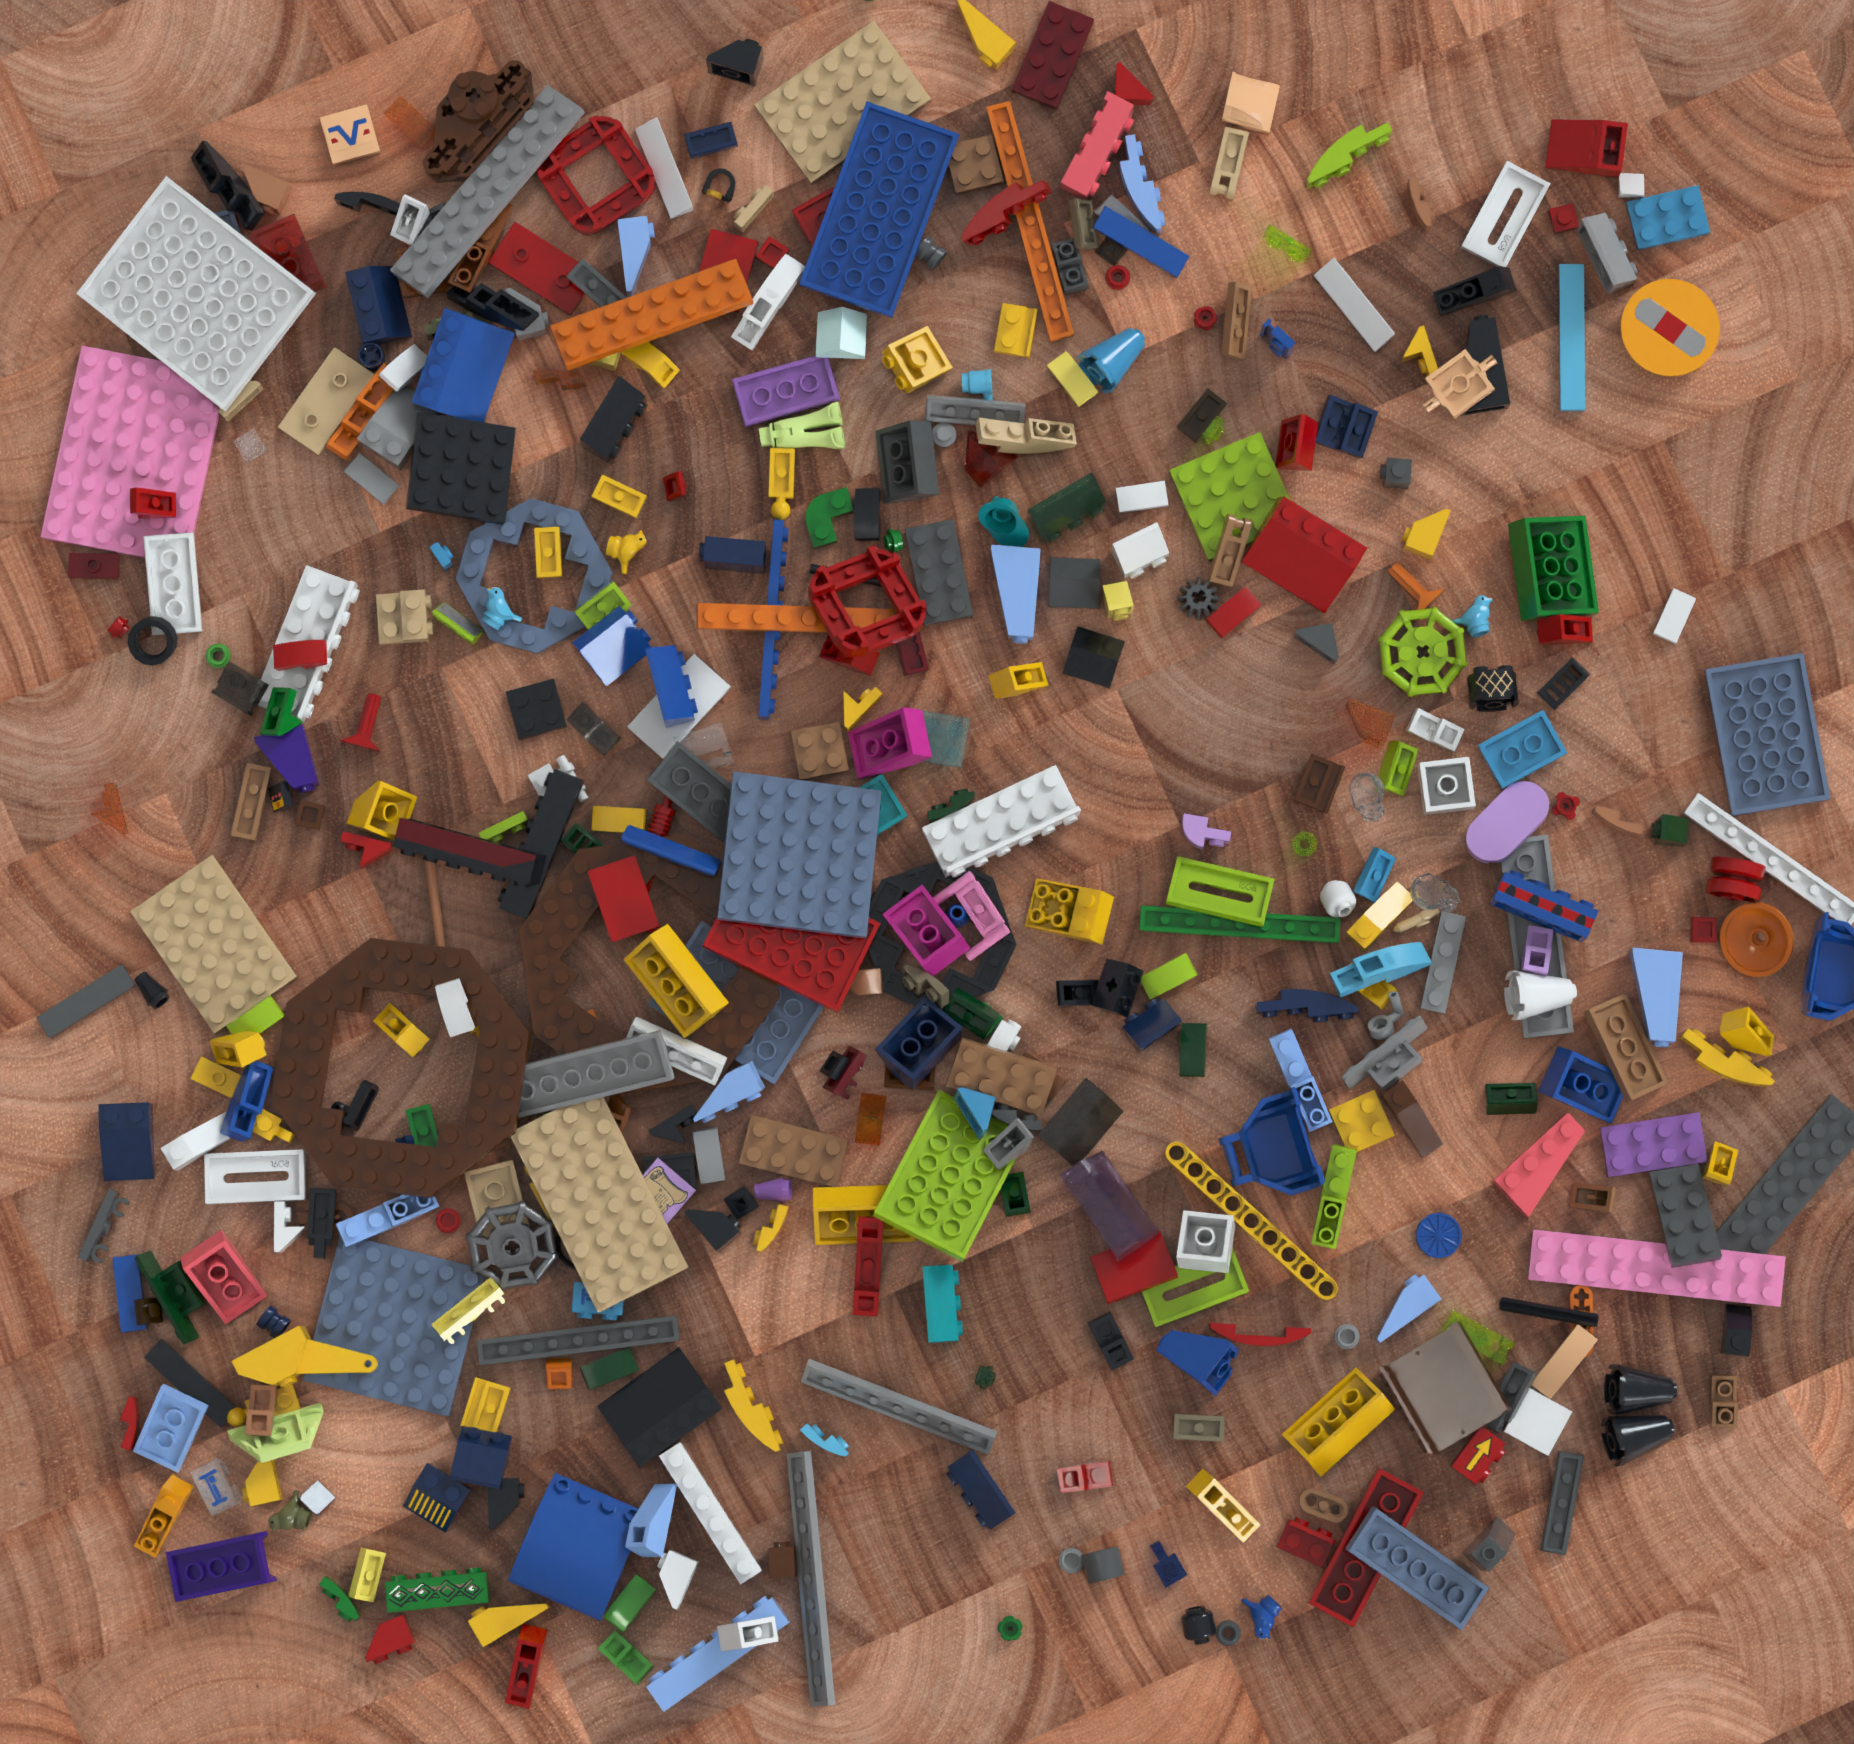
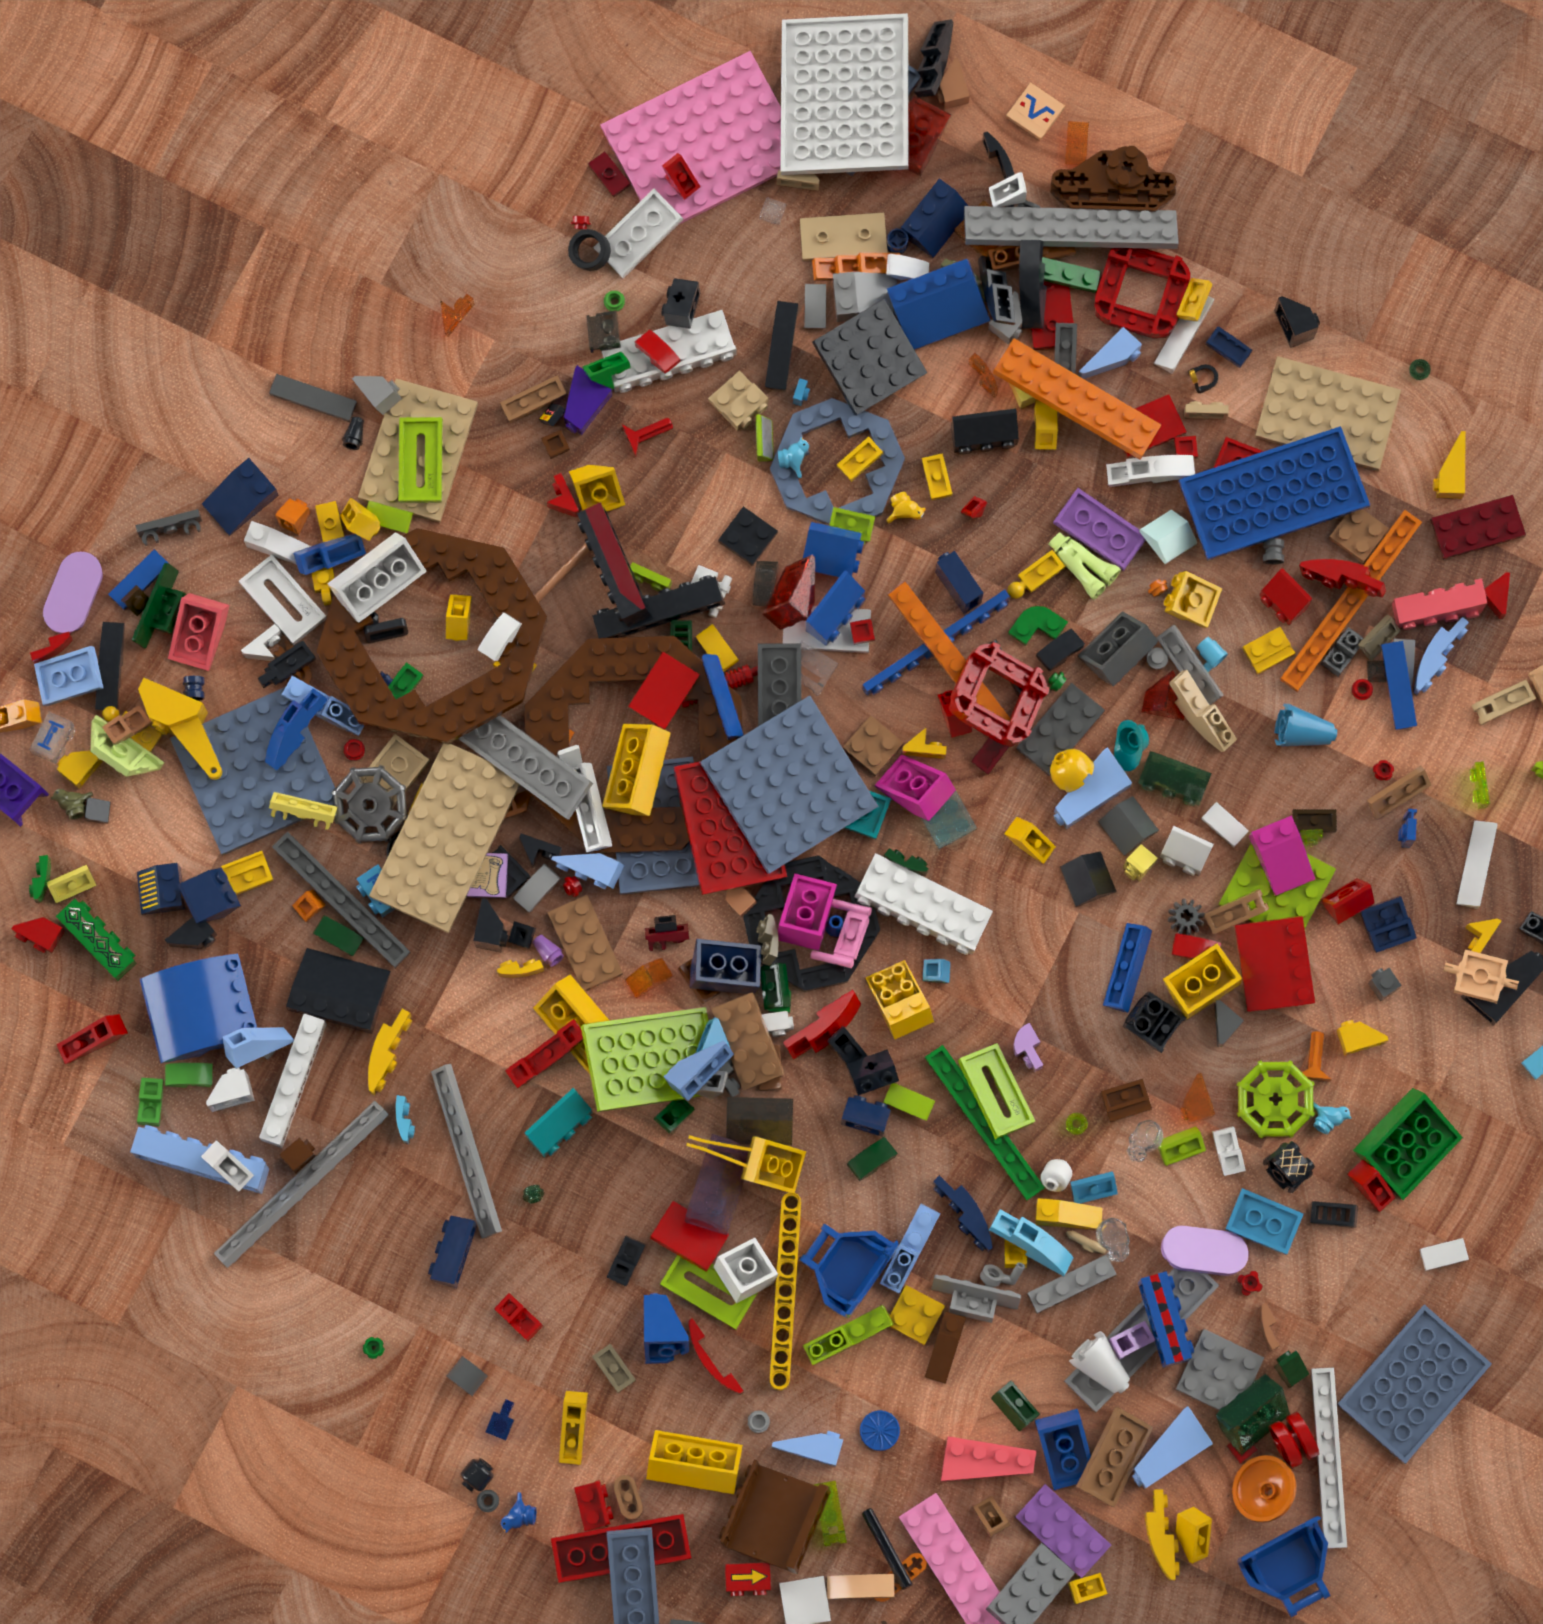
camera: 50 degrees right, 5 degrees down
(93, 1363) = (72, 592): none -> lavender tile
(131, 937) = (379, 391): none -> light grey slope
(184, 1105) = (293, 515): none -> orange slope
(209, 917) = (408, 431): none -> lime piece
(267, 585) = (681, 303): none -> black brick
(307, 1074) = (377, 577): none -> white slope
(383, 538) = (781, 345): none -> black slope
(387, 1270) = (287, 733): none -> blue slope
(498, 1621) = (106, 995): yellow slope -> none
(512, 269) = (1032, 284): none -> black slope
(527, 229) = (1071, 275): none -> green plate
(616, 1030) = (570, 755): none -> white slope
(626, 711) = (793, 594): none -> clear red slope
(643, 135) = (1194, 299): none -> yellow plate
(709, 677) = (862, 631): none -> red plate
(733, 1122) = (572, 886): none -> red plate
(880, 382) = (1158, 587): none -> orange plate
(981, 277) = (1285, 597): none -> red slope
(985, 593) = (1070, 769): none -> yellow cylinder
(994, 1144) = (697, 1069): none -> medium blue slope
(1041, 986) = (830, 1020): none -> red slope
(1069, 858) = (936, 970): none -> dark azure slope
(1071, 1560) = (452, 1352): light grey plate -> none
(1072, 379) = (1267, 714): light yellow slope -> none
(1126, 1147) = (766, 1162): none -> yellow slope
(1200, 686) = (1127, 967): none -> blue slope
(1213, 469) = (1282, 855): none -> dark pink slope
(1267, 631) = (1202, 981): none -> yellow slope
(1272, 698) = (1153, 1021): none -> black slope
(1446, 786) = (1195, 1188): white brick -> none
(1514, 1388) = (812, 1567): dark grey hinge -> none
(1625, 896) = (1218, 1370): none -> light grey plate
(1683, 895) = (1251, 1412): none -> clear green slope

